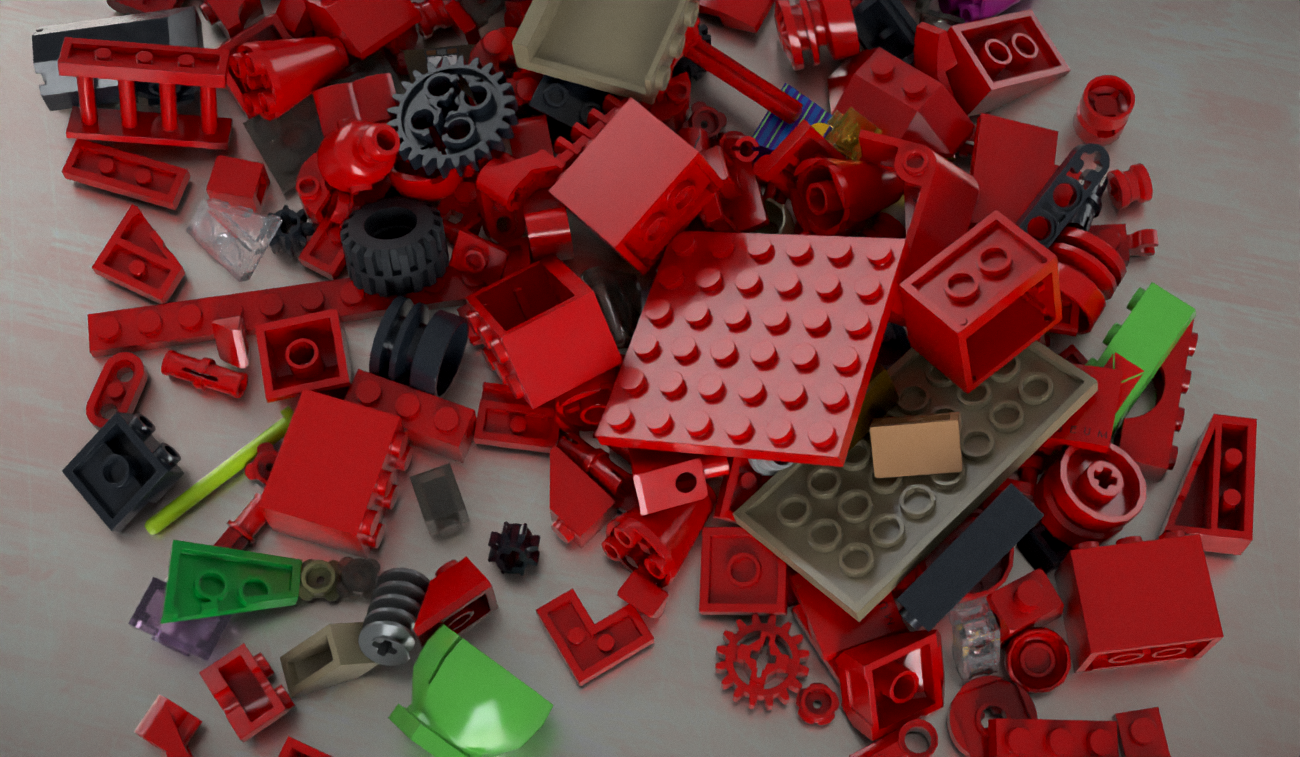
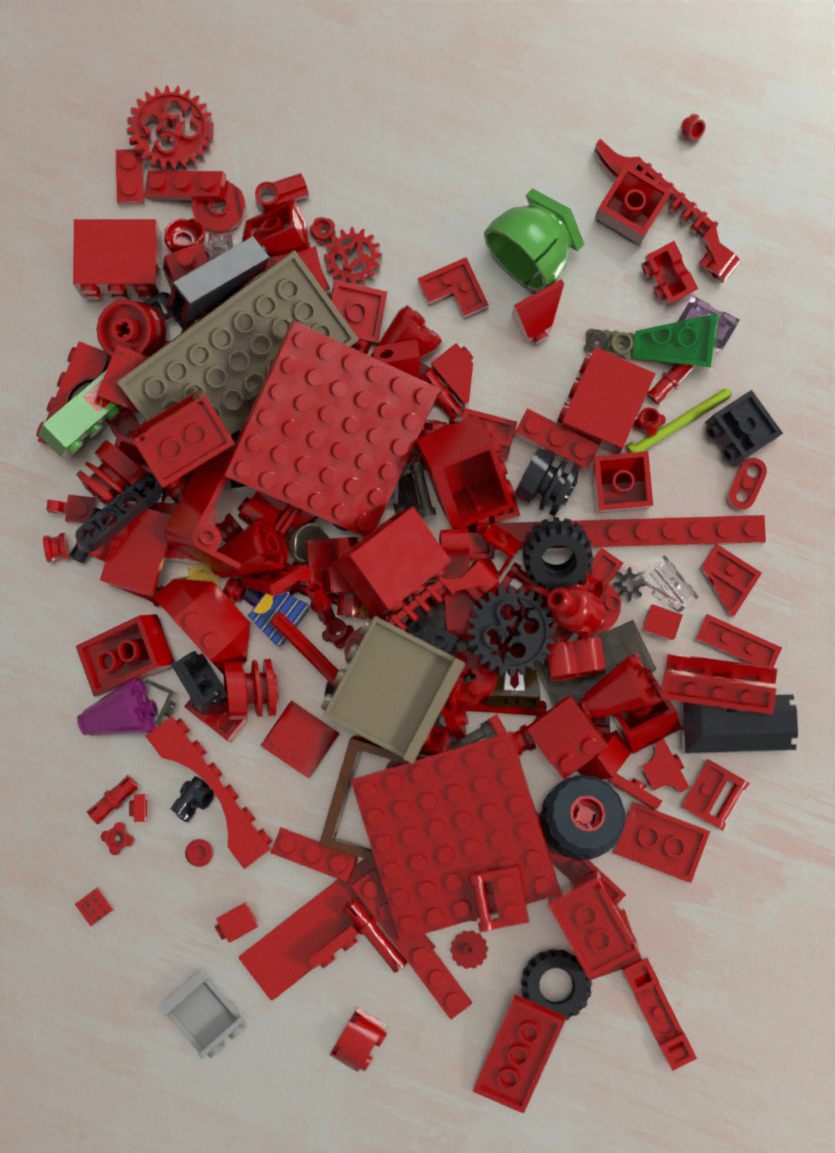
camera: 175 degrees left, 15 degrees up
(204, 376) = (689, 490): red pin -> none
(232, 341) = (669, 507): red slope -> none
(325, 659) = (617, 290): dark tan slope -> none
(392, 615) = (577, 307): dark grey piece -> none
(440, 500) = (542, 383): clear smoke brick -> none
(514, 548) = (498, 345): black gear -> none
(644, 595) = (422, 302): red slope -> none
(846, 132) = (240, 596): clear yellow tile -> none
(916, 445) = (238, 358): medium nougat panel -> none
(934, 53) = (173, 645): red slope -> none
(1103, 110) = (61, 603): red wheel -> none
(1218, 487) = (50, 326): red wedge -> none

